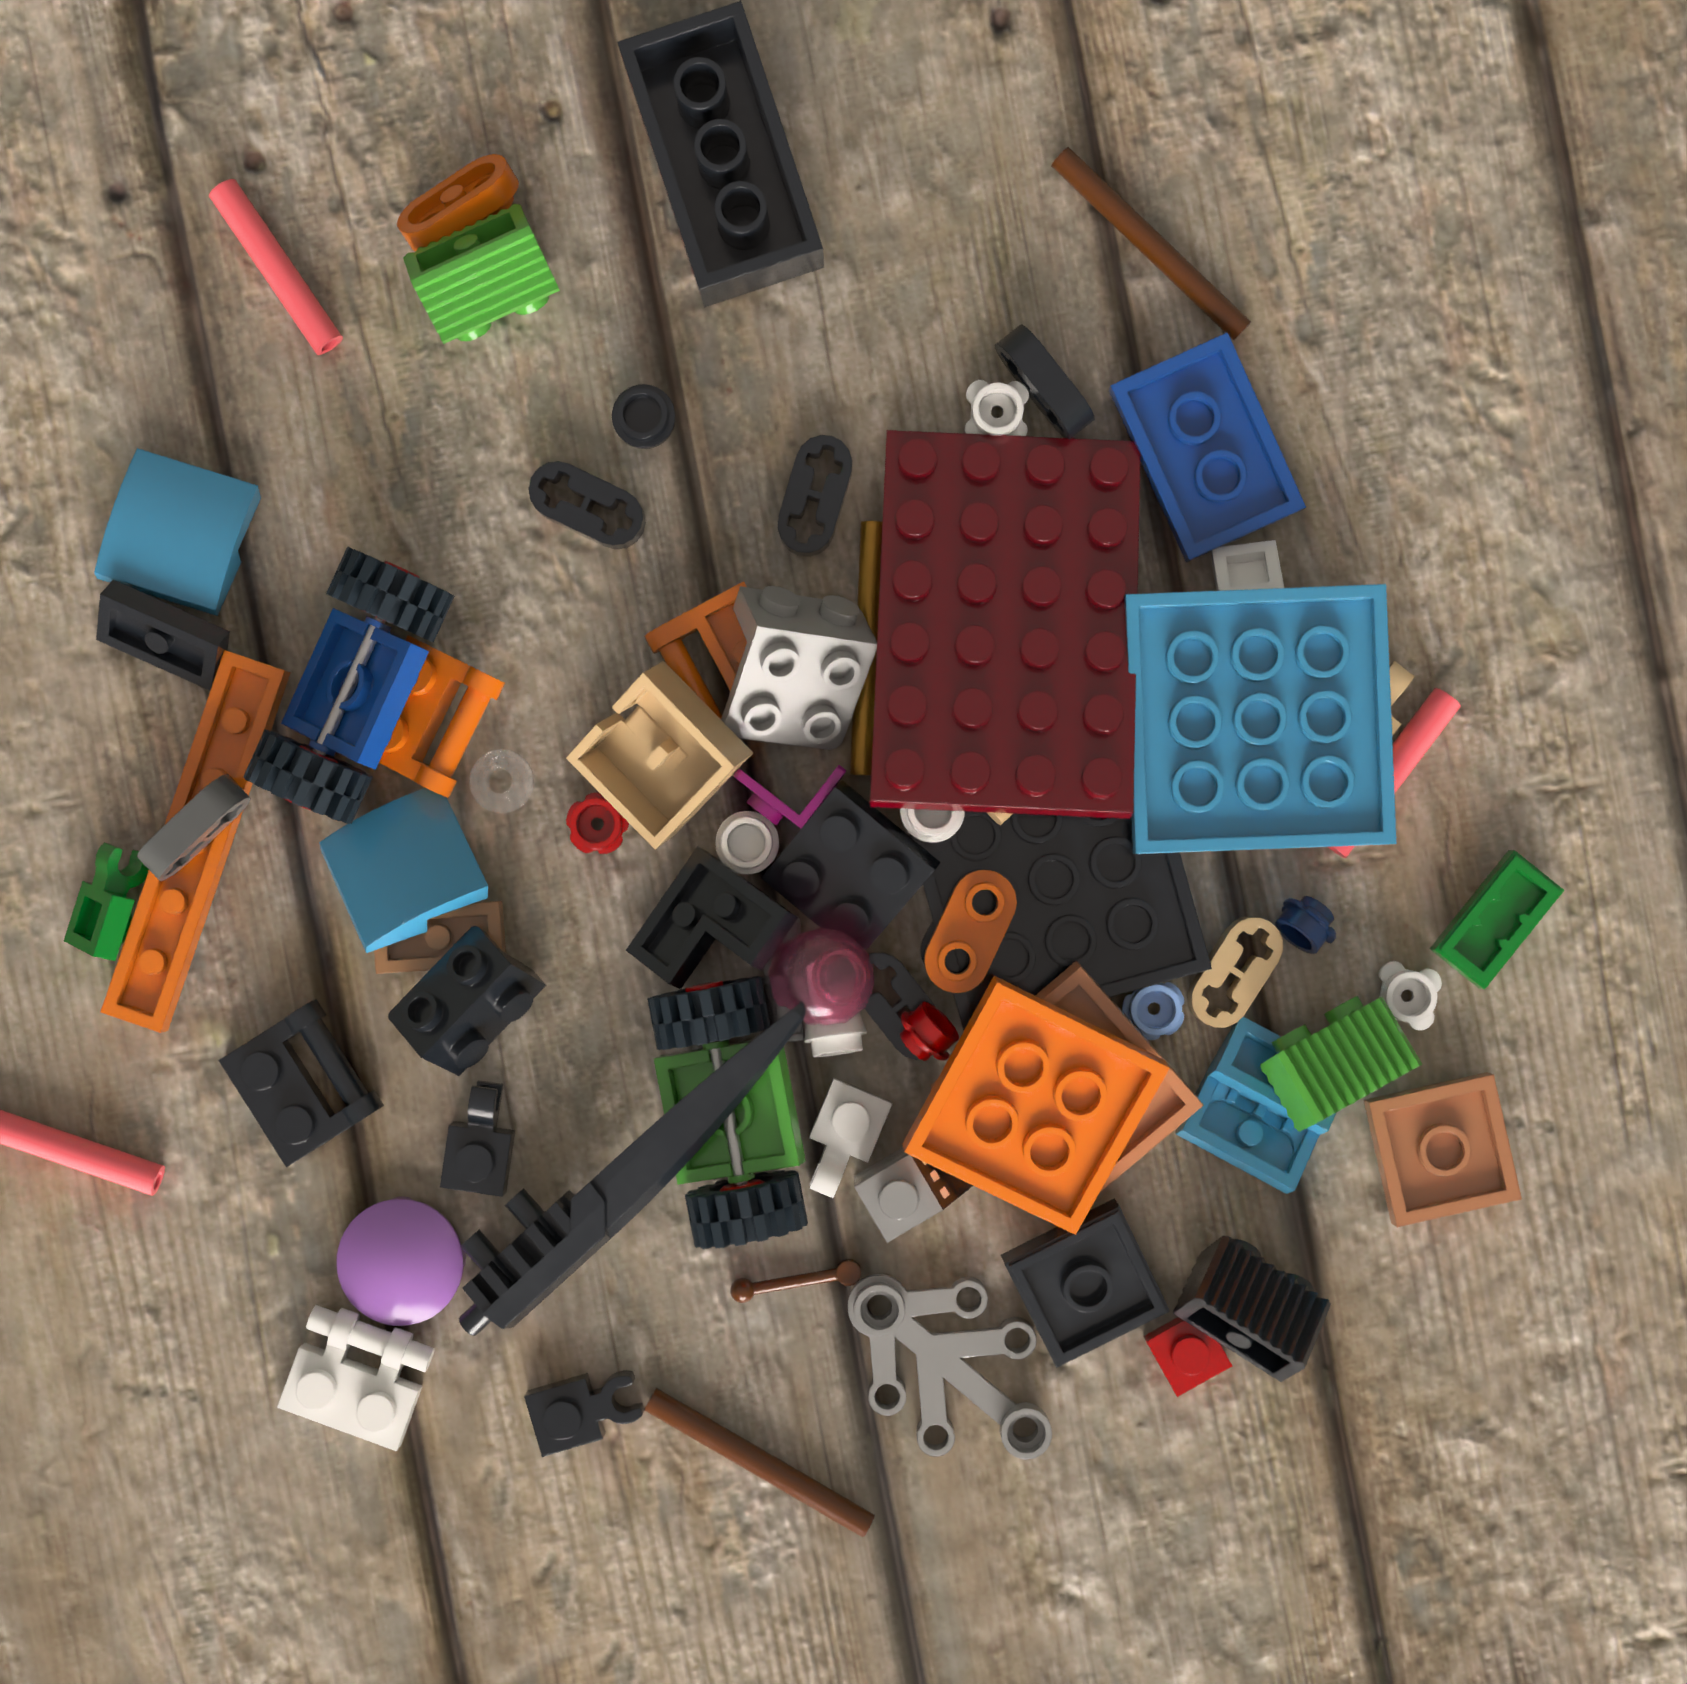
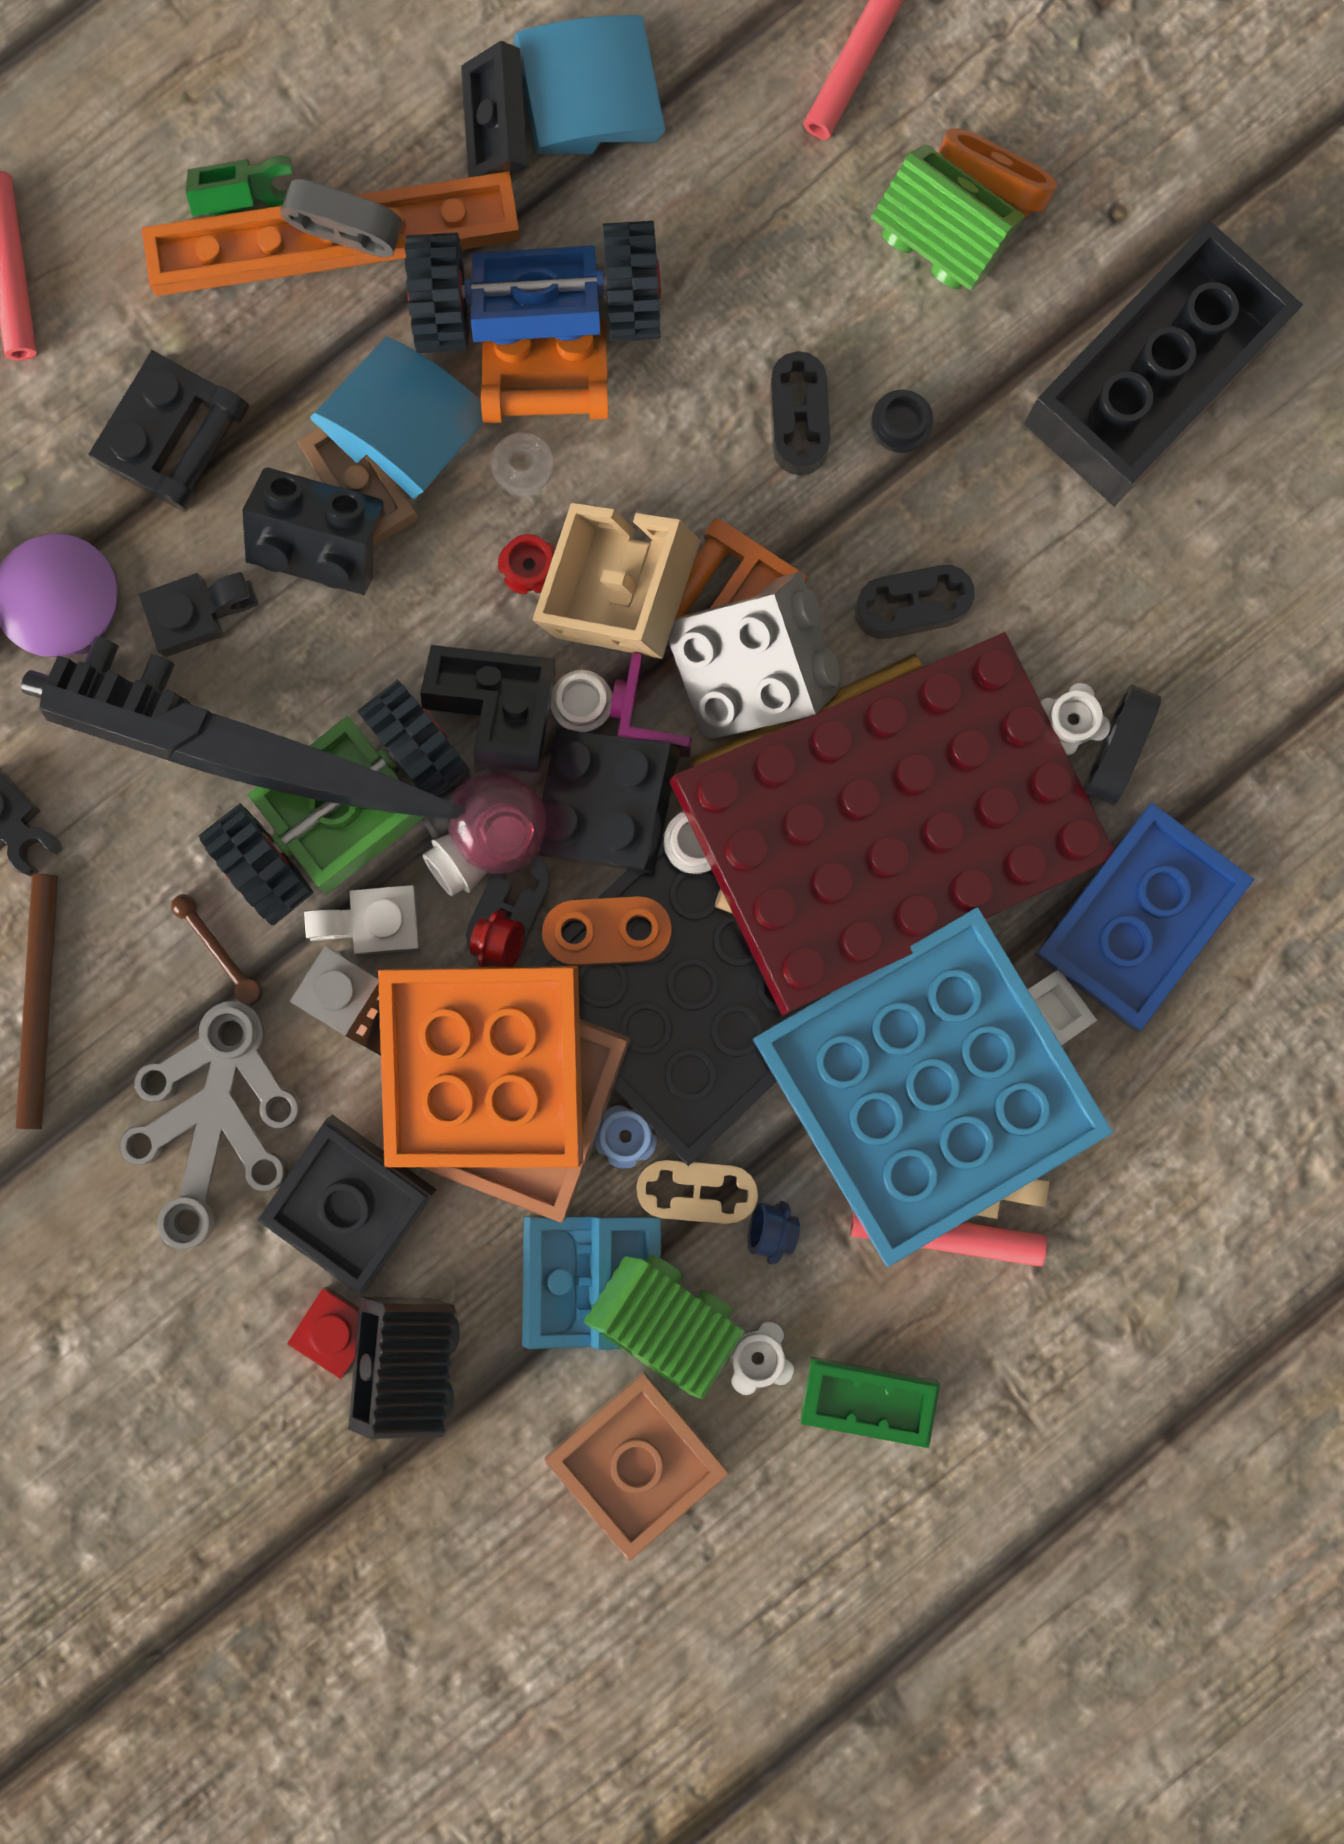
camera: 60 degrees right, 5 degrees down
(1150, 243) = (1292, 776): reddish brown bar -> none

